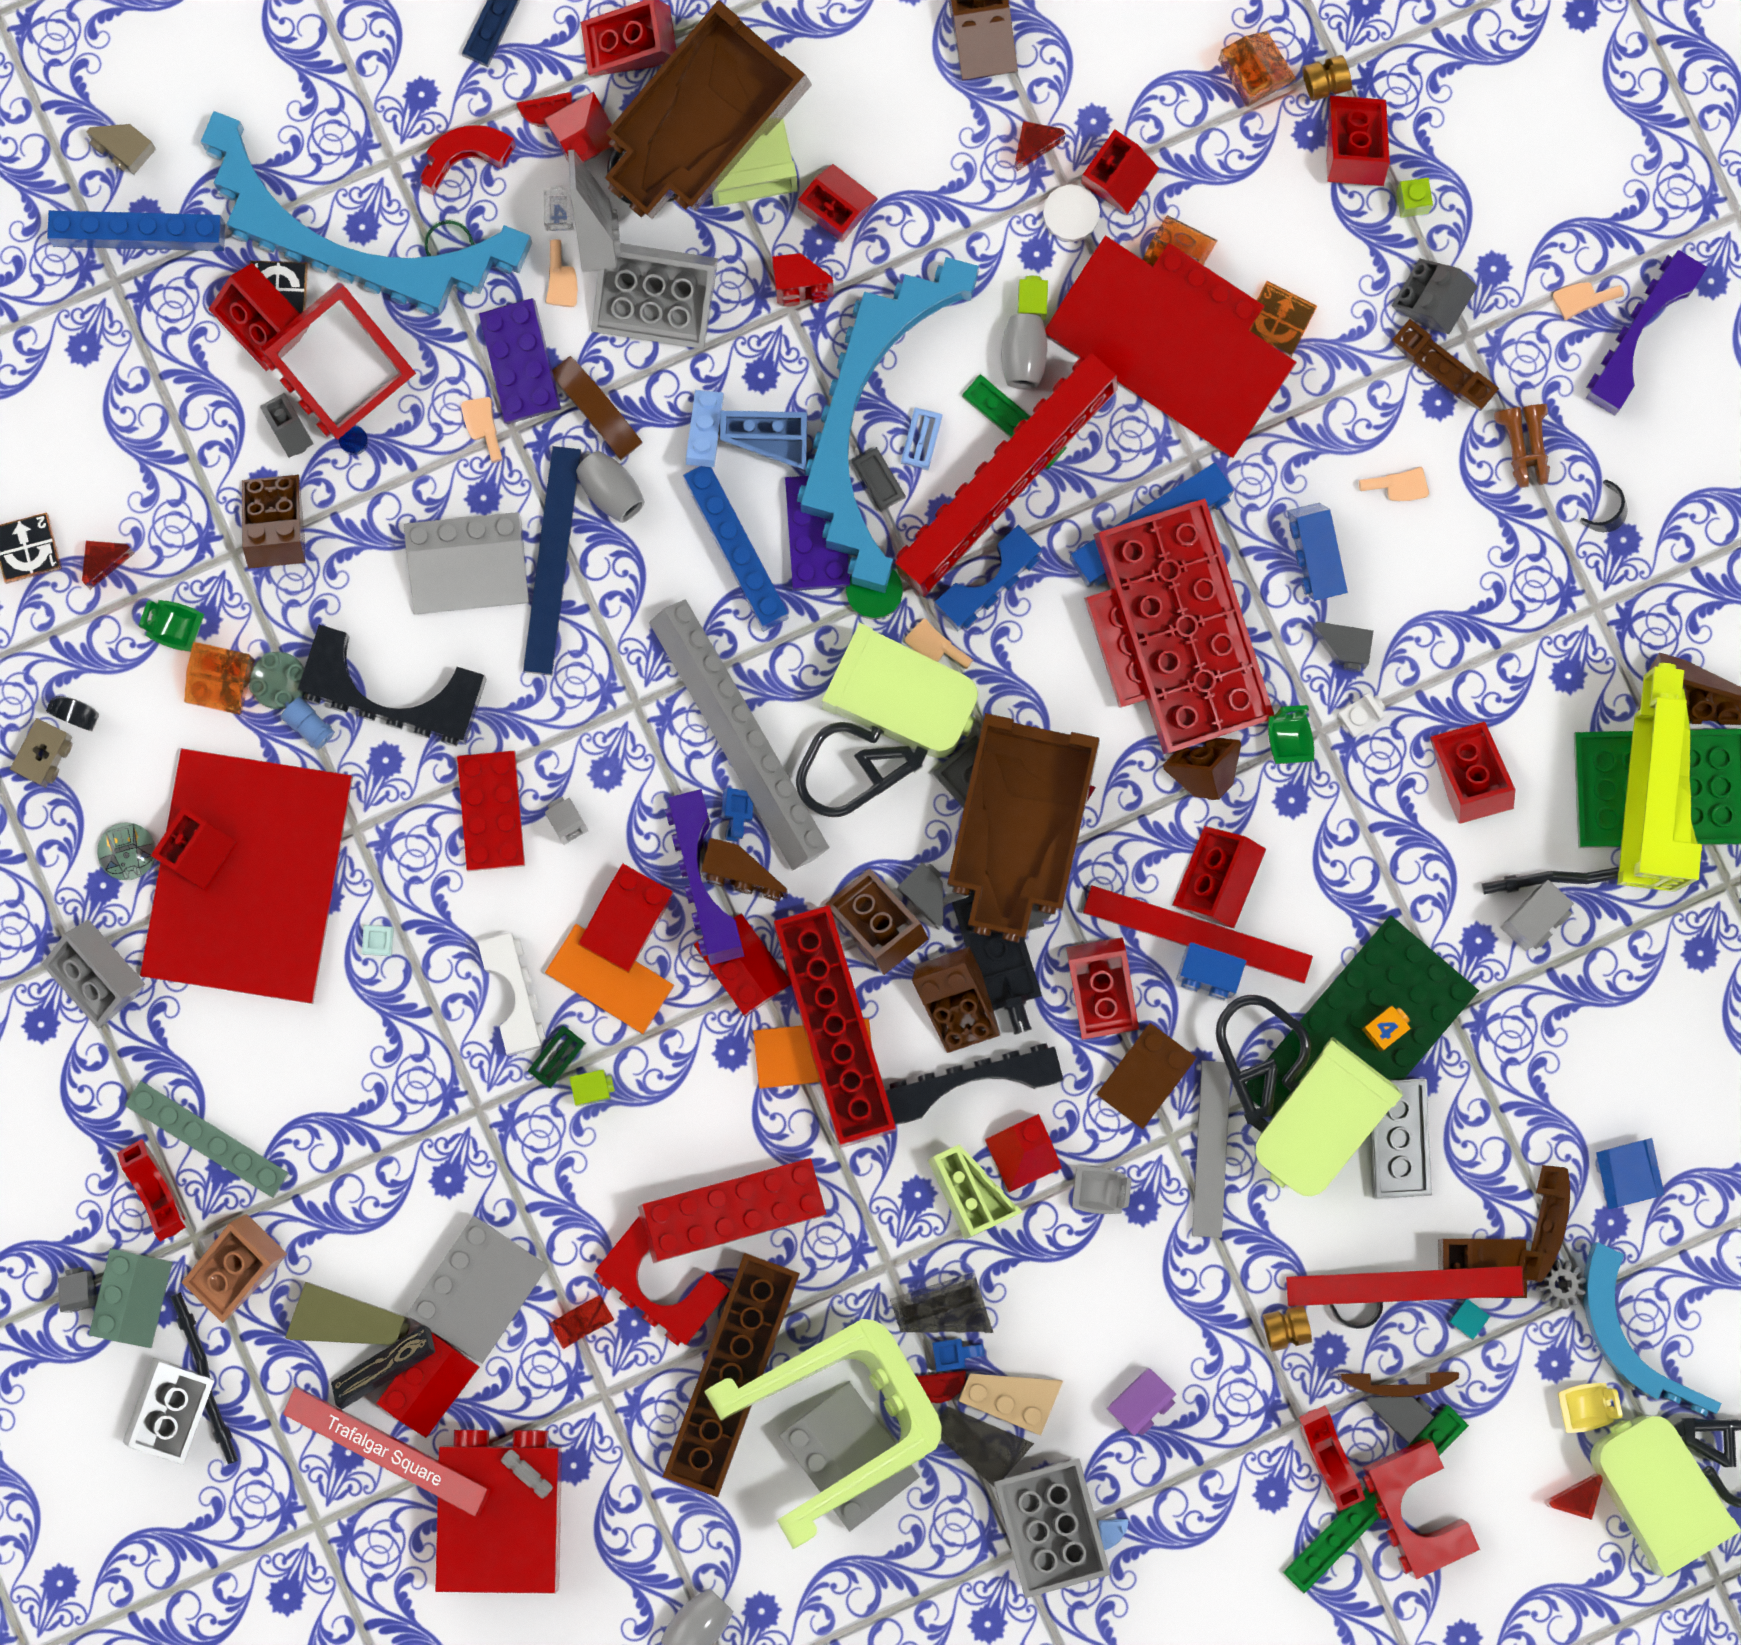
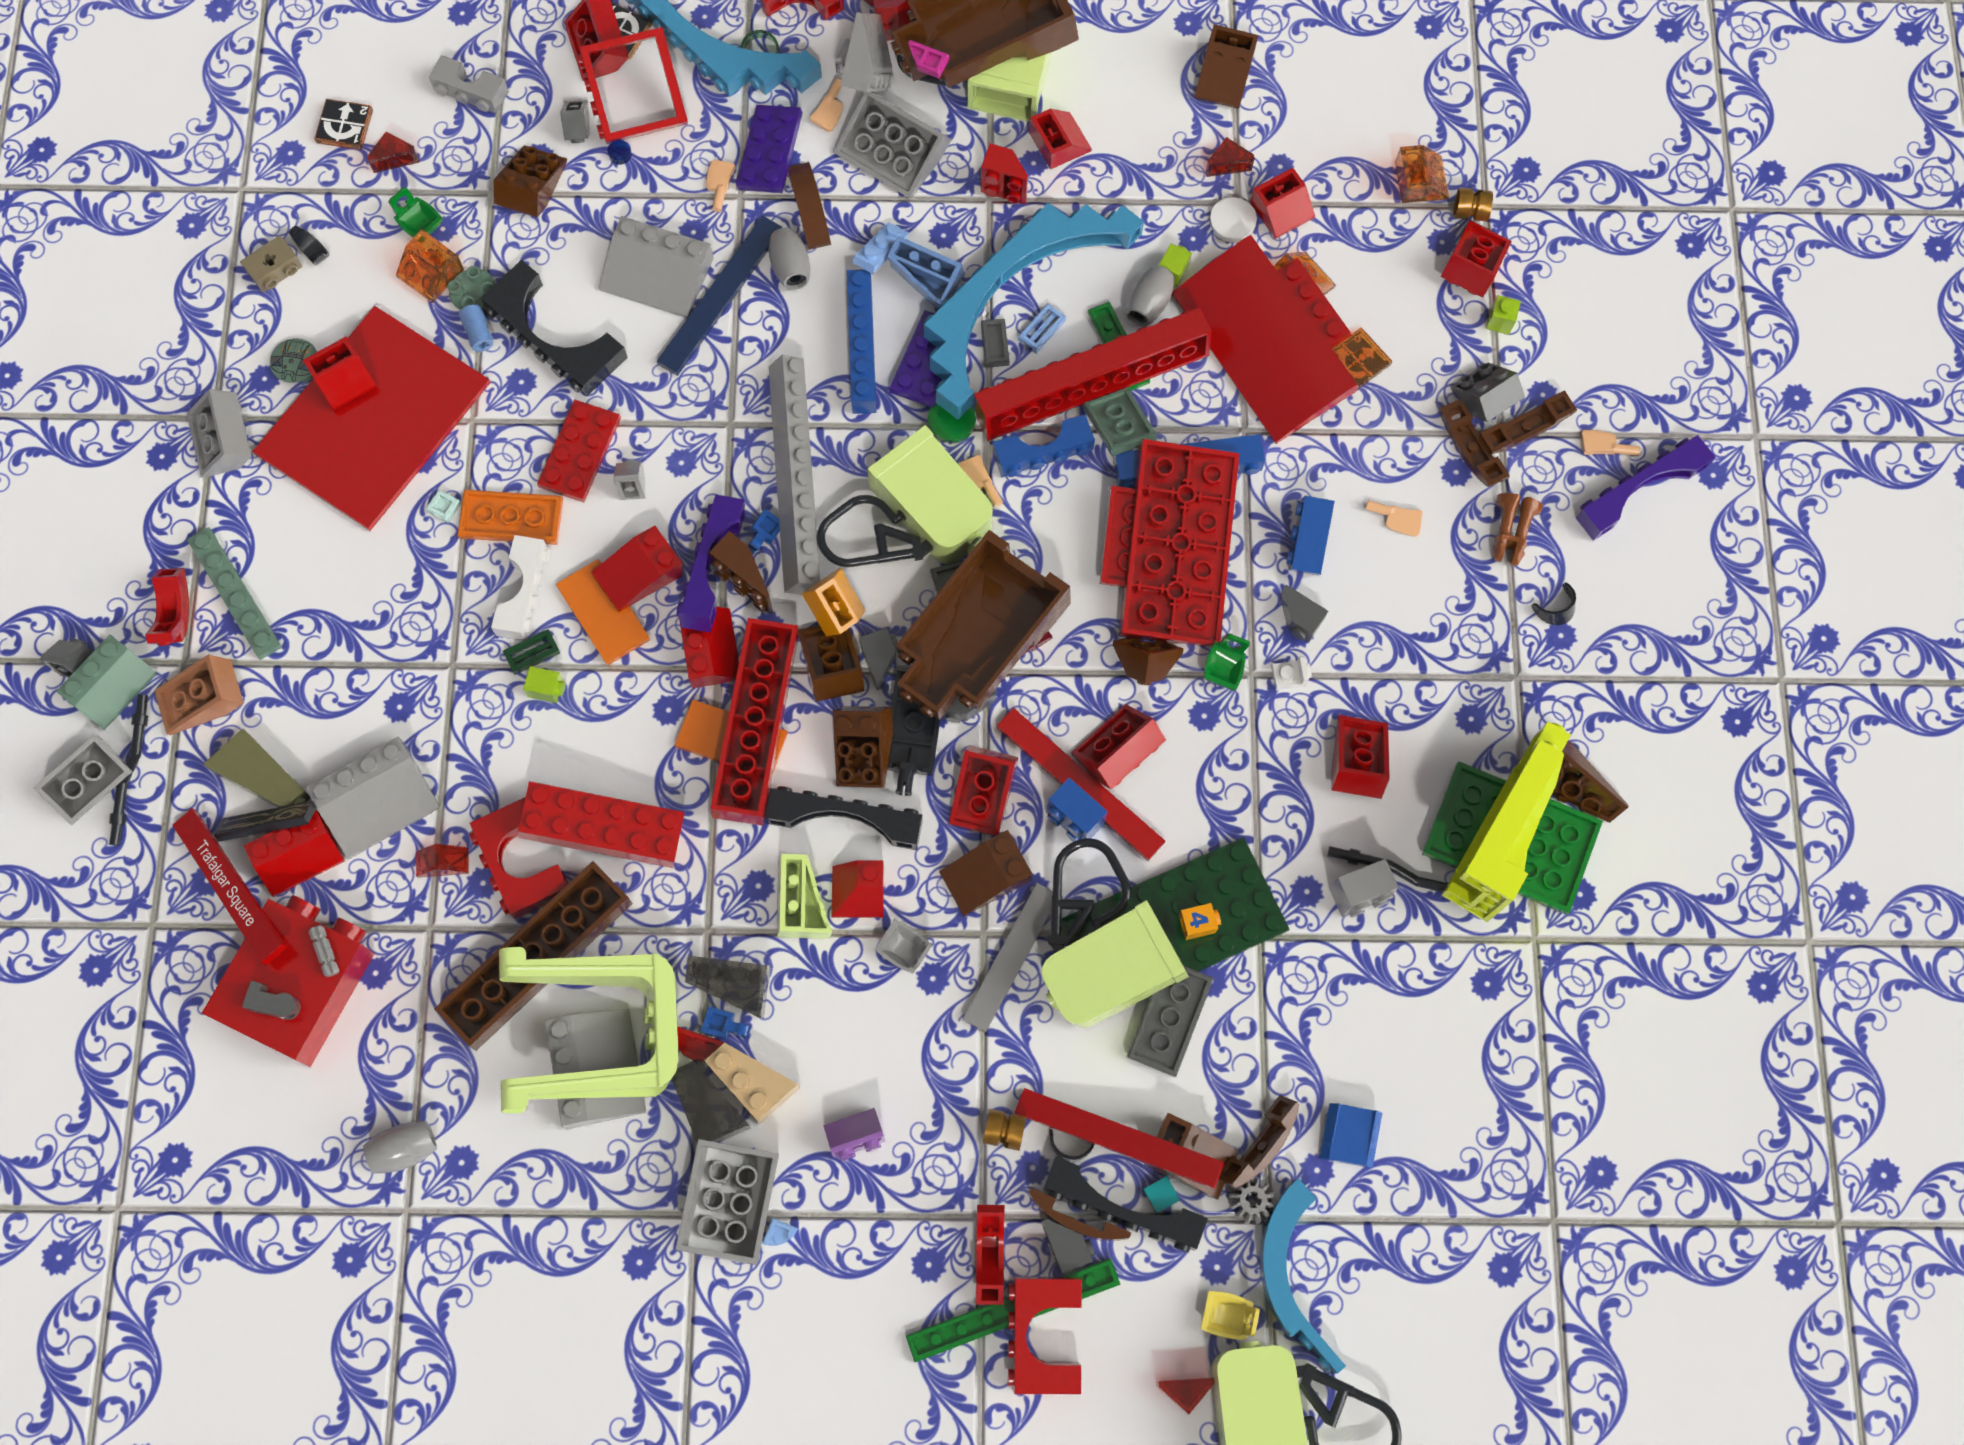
camera: 25 degrees right, 10 degrees down
(168, 440) = (485, 93): none -> light grey arch
(456, 919) = (506, 514): none -> orange tile
(502, 1552) = (278, 1006): none -> dark grey leg
(664, 196) = (928, 59): none -> dark pink tile
(855, 861) = (834, 603): none -> light orange slope
(1058, 514) = (1119, 421): none -> sand green tile
(1493, 314) = (1528, 425): none -> reddish brown slope
(1505, 1343) = (1182, 1228): none -> black arch

